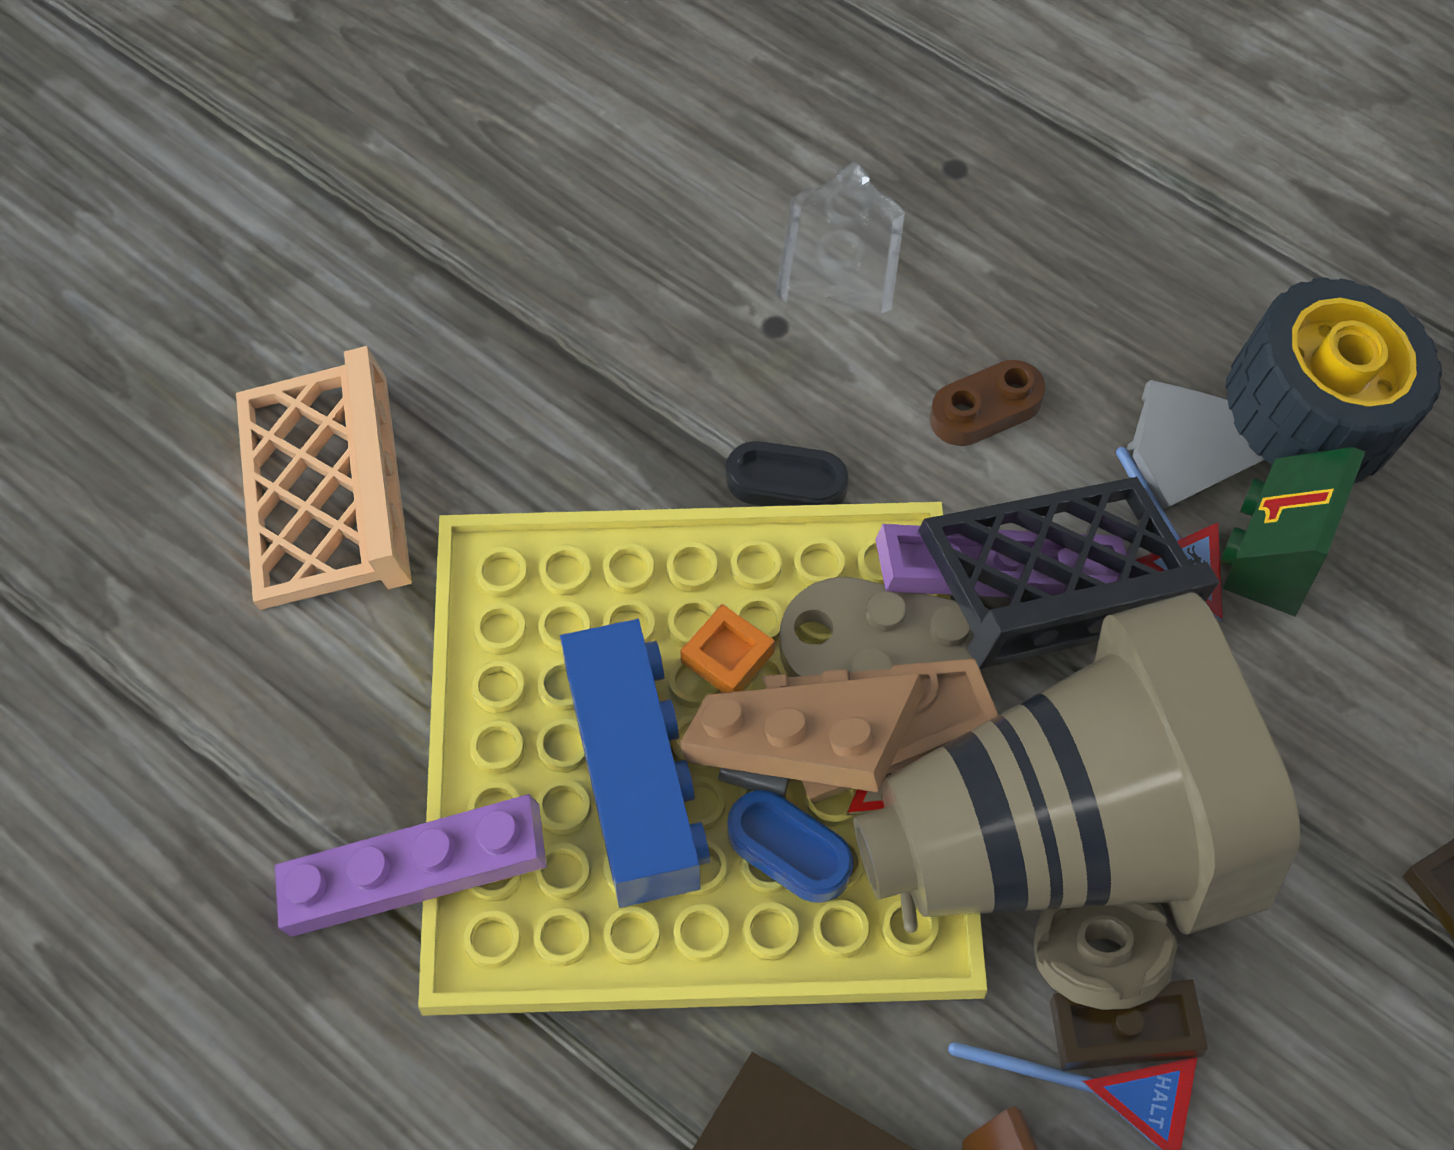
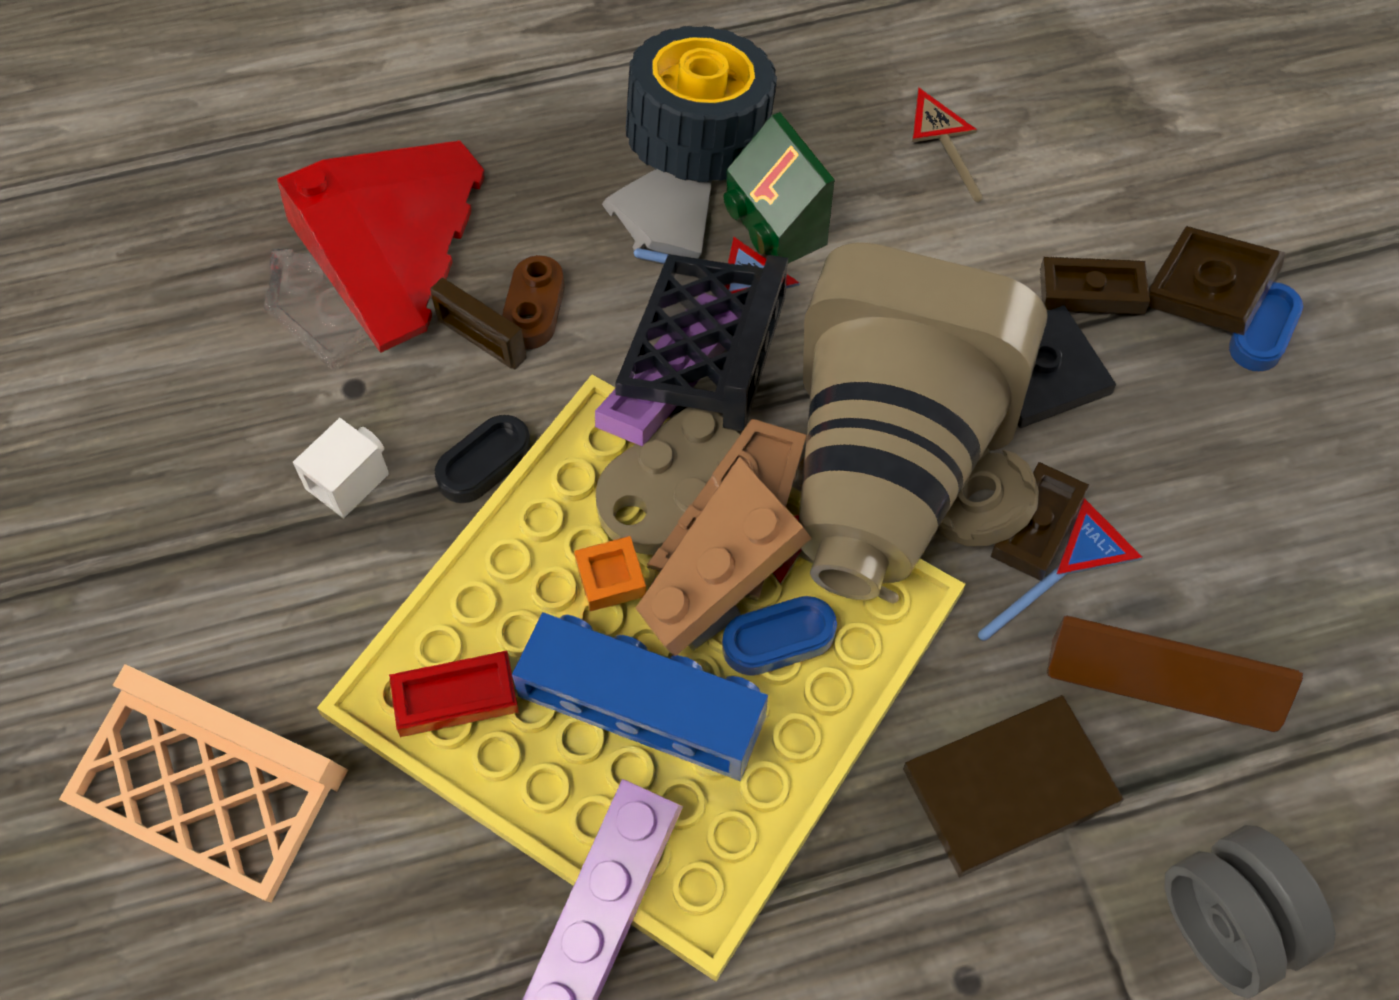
camera: 55 degrees left, 0 degrees up
(523, 607) = (453, 693): none -> red tile
(681, 371) = (342, 466): none -> white brick
(916, 373) = (478, 323): none -> dark brown tile
(952, 223) = (384, 229): none -> red slope
(1333, 923) = (1064, 372): none -> black plate

